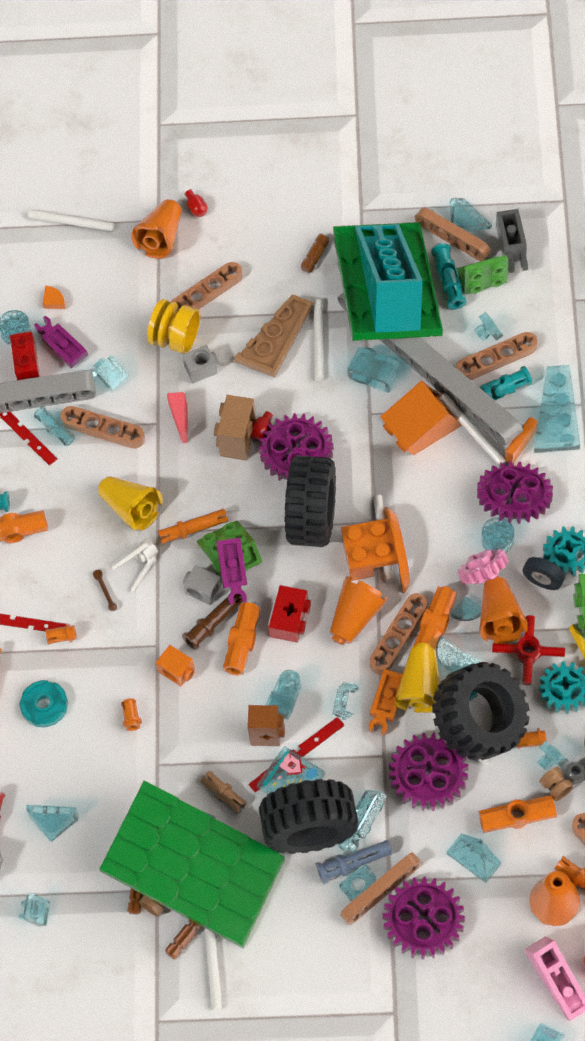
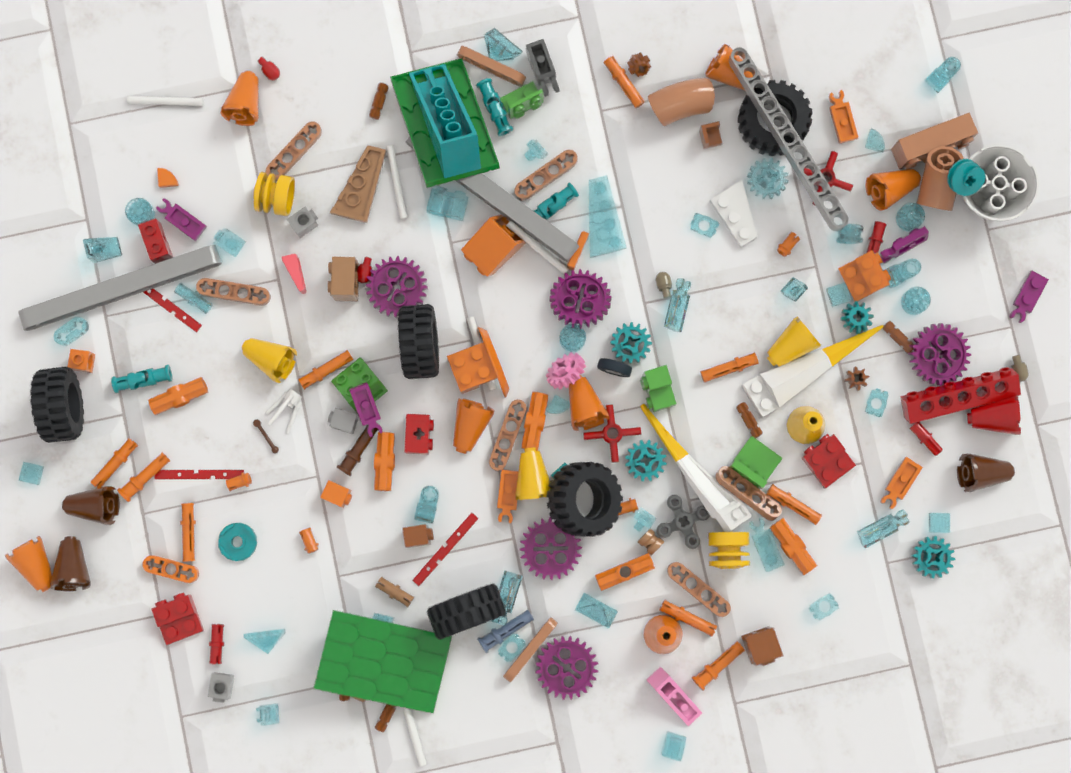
camera: 15 degrees left, 20 degrees up
(288, 769) = (445, 572): clear light blue tile -> none
(341, 700) = (472, 500): clear light blue piece -> none
(452, 656) = (555, 450): clear light blue plate -> none

